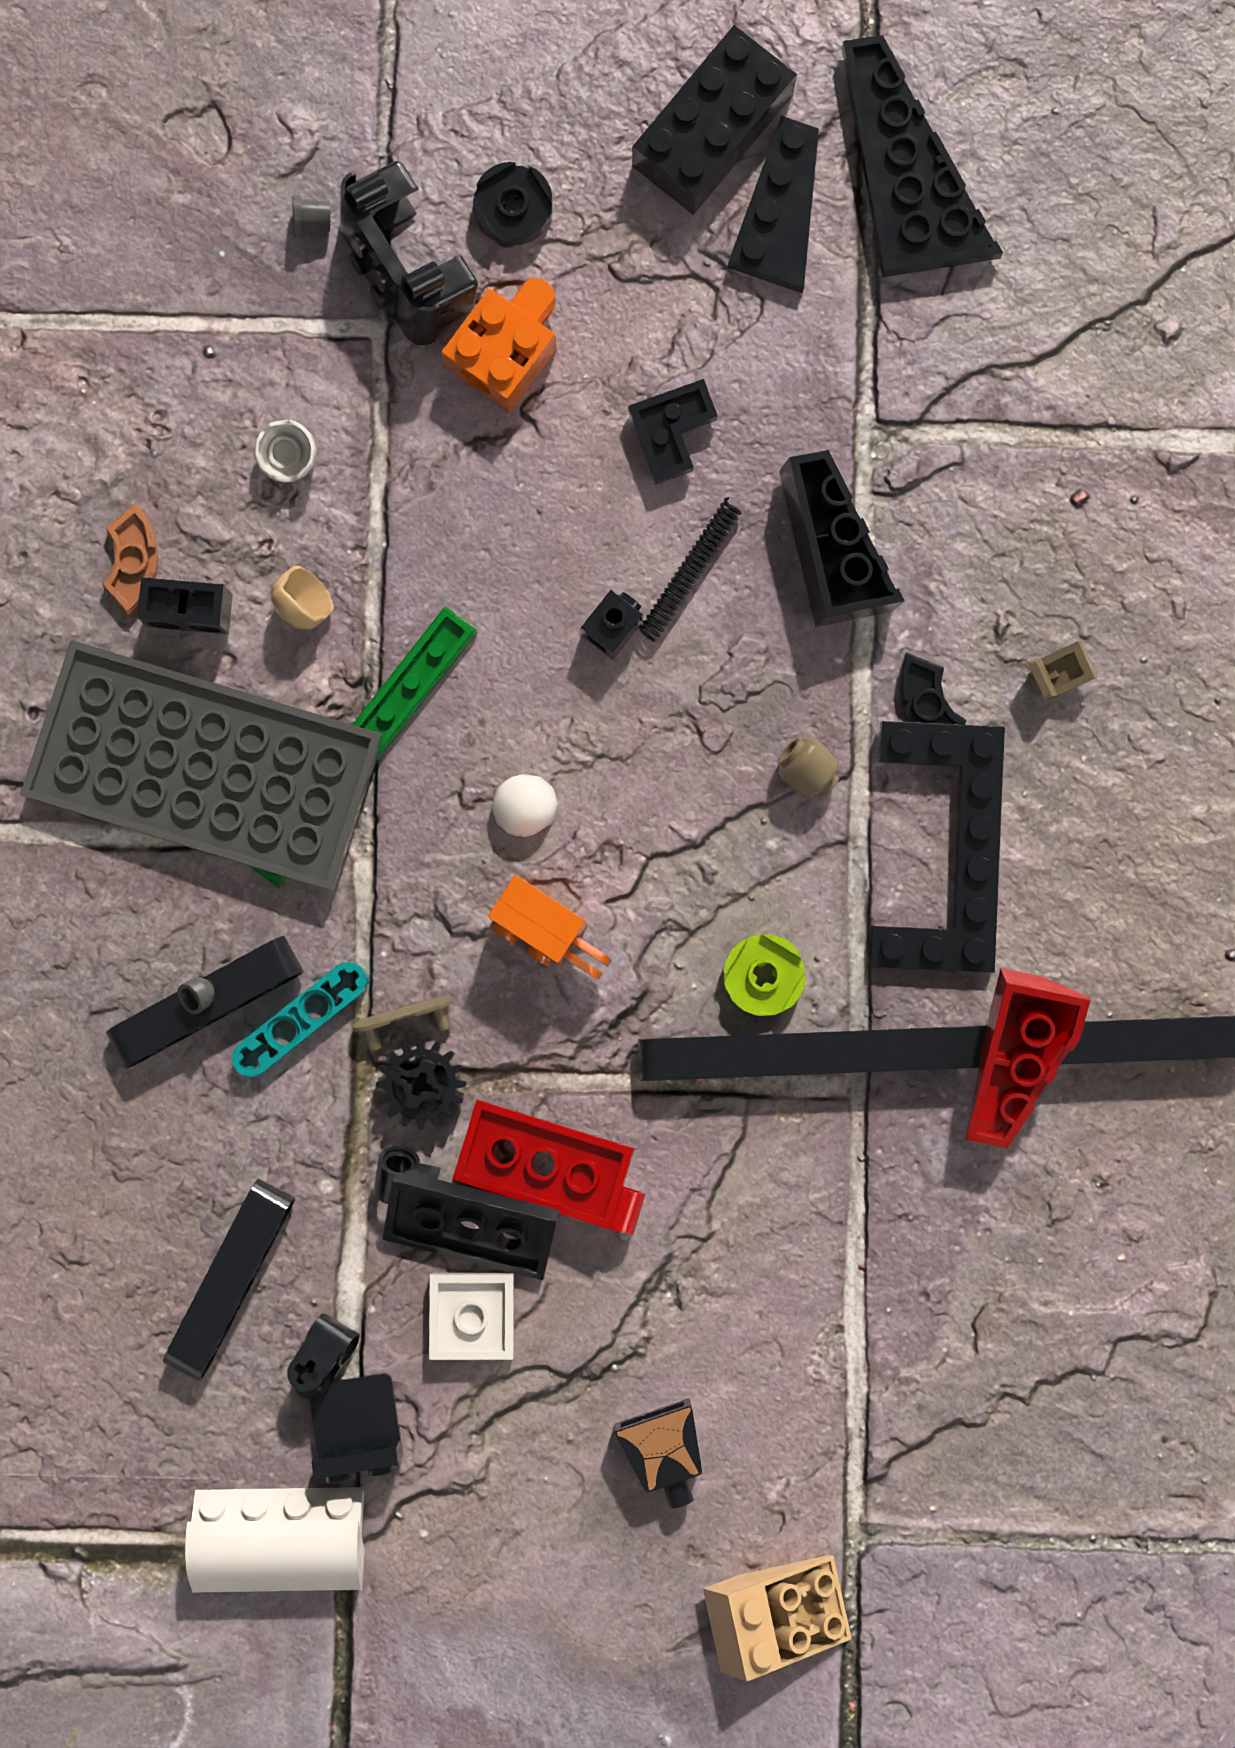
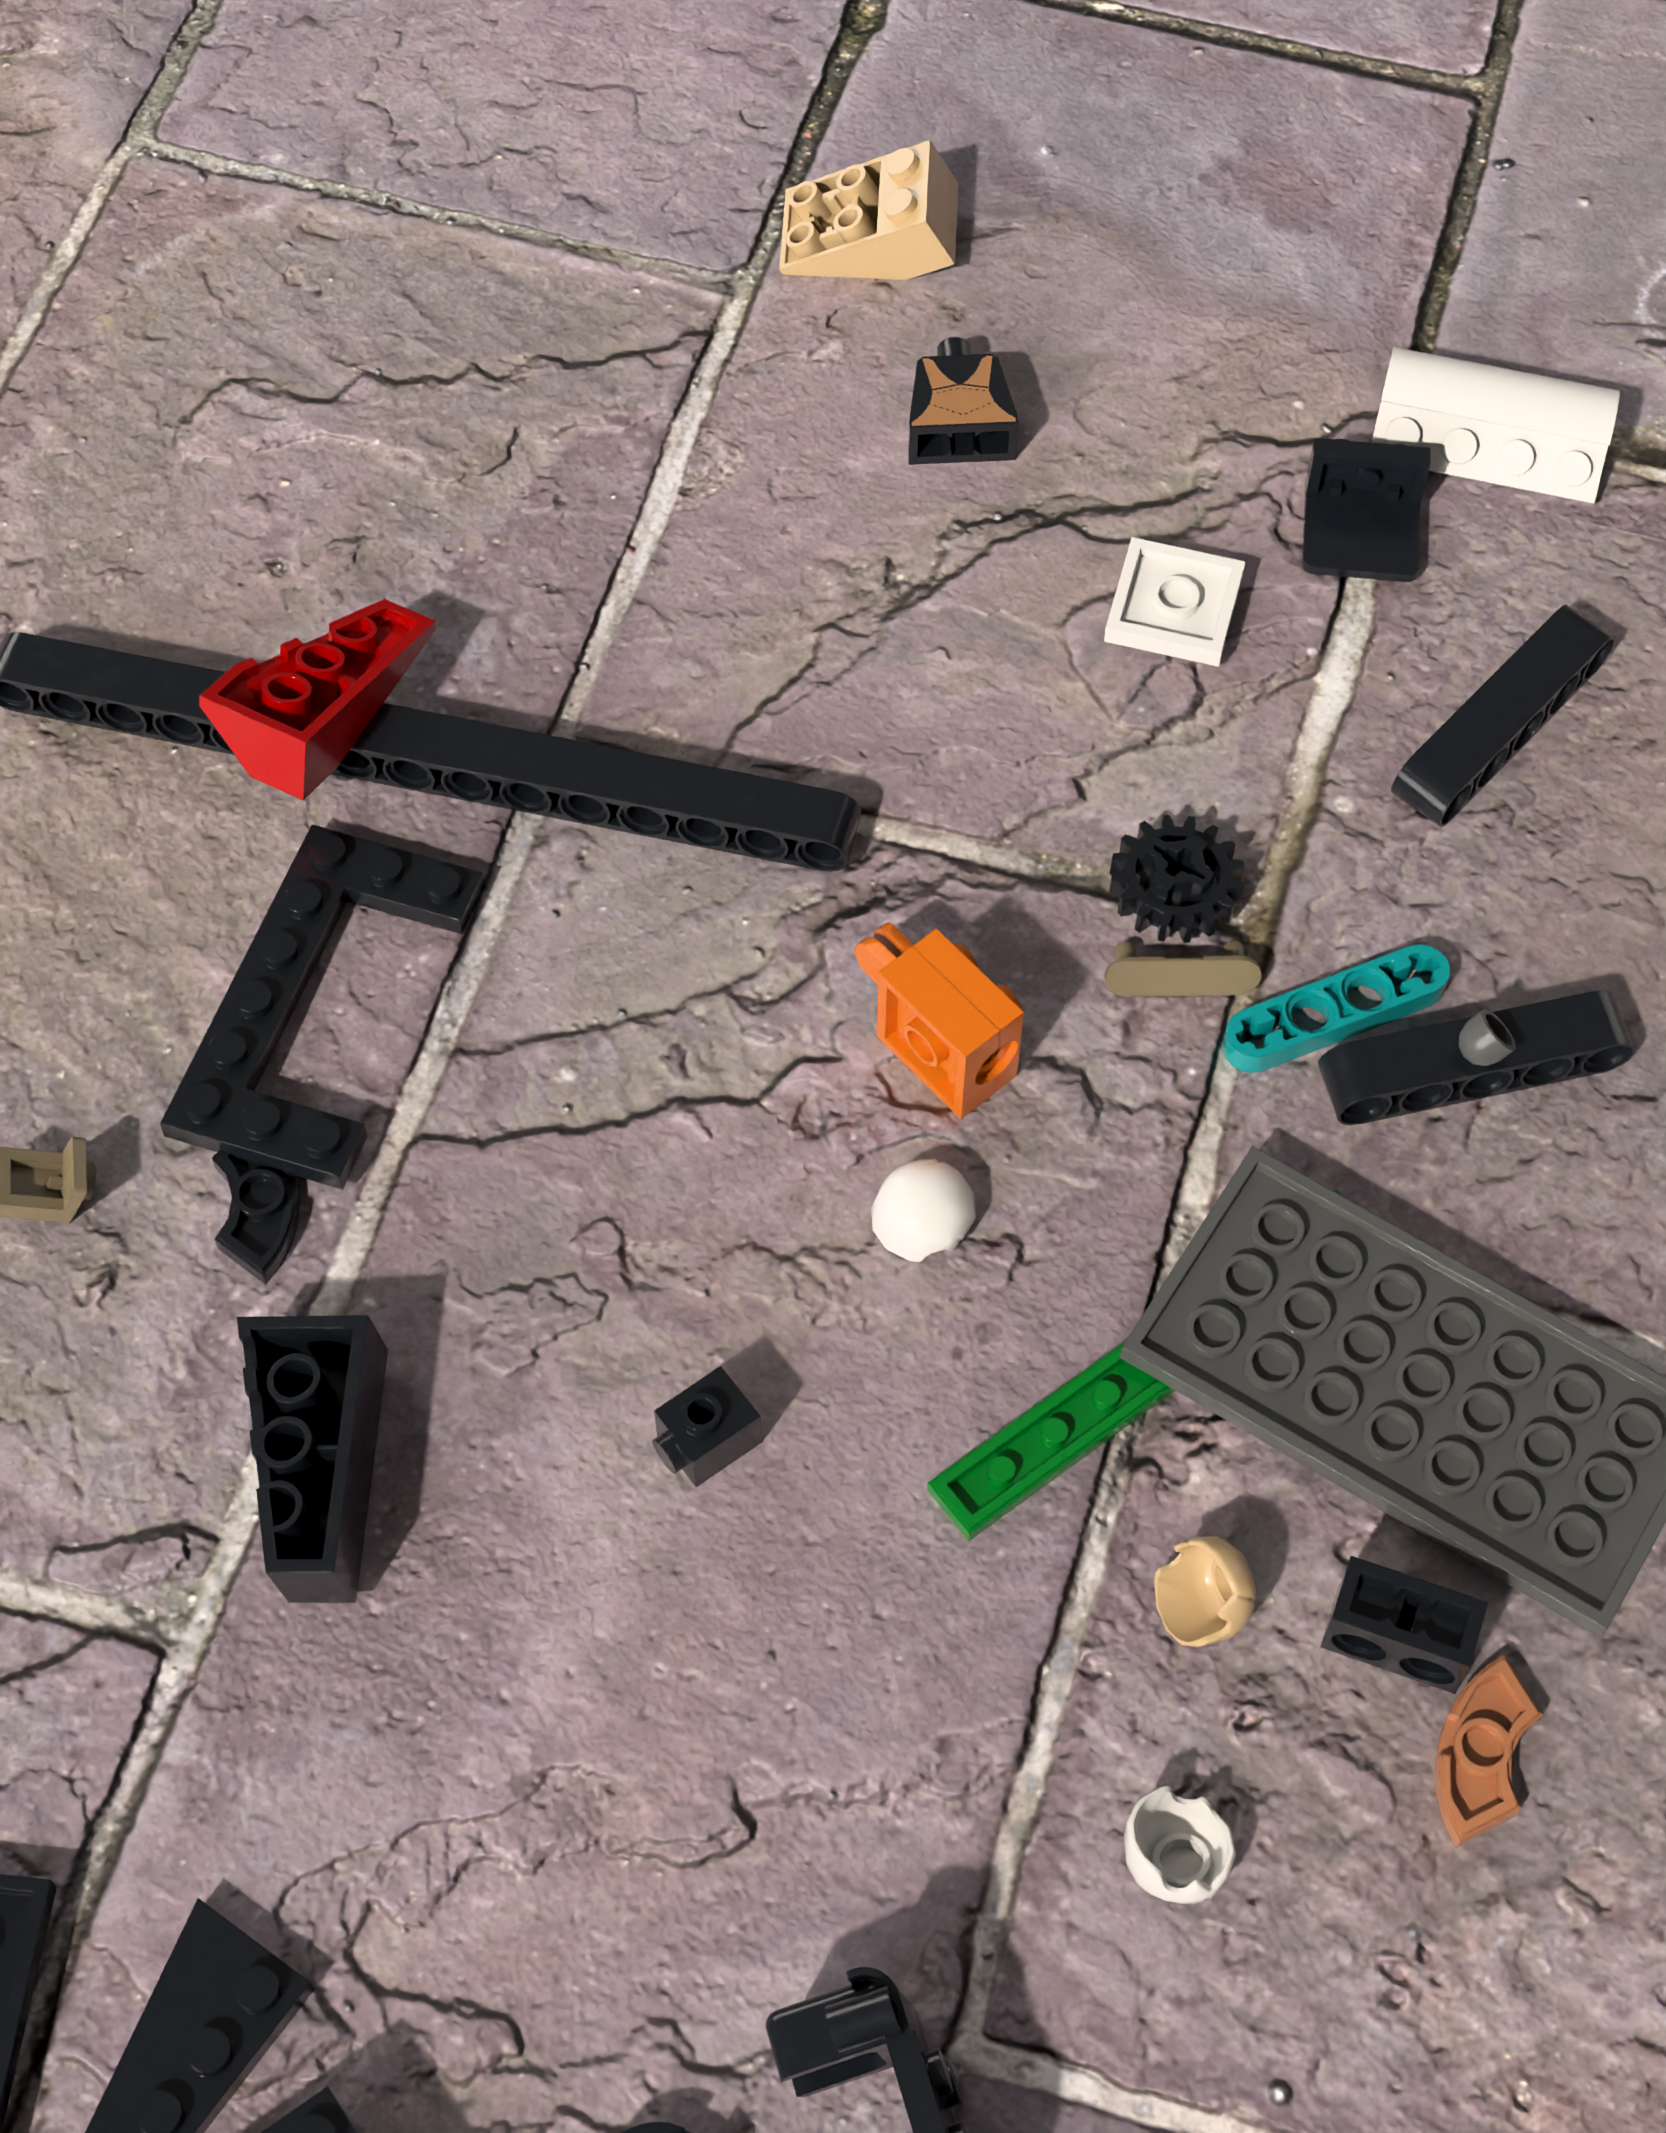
camera: 165 degrees left, 25 degrees down
(323, 1352) = (1387, 598): black piece -> none
(430, 1212) = (1209, 719): black hinge -> none
(500, 339) = (742, 1929): orange brick -> none
(585, 1176) = (972, 699): red hinge -> none
(660, 425) = (520, 1733): black plate -> none
(687, 562) = (546, 1478): black piece -> none
(787, 970) = (647, 930): lime plate -> none
(808, 767) = (474, 1145): dark tan head -> none

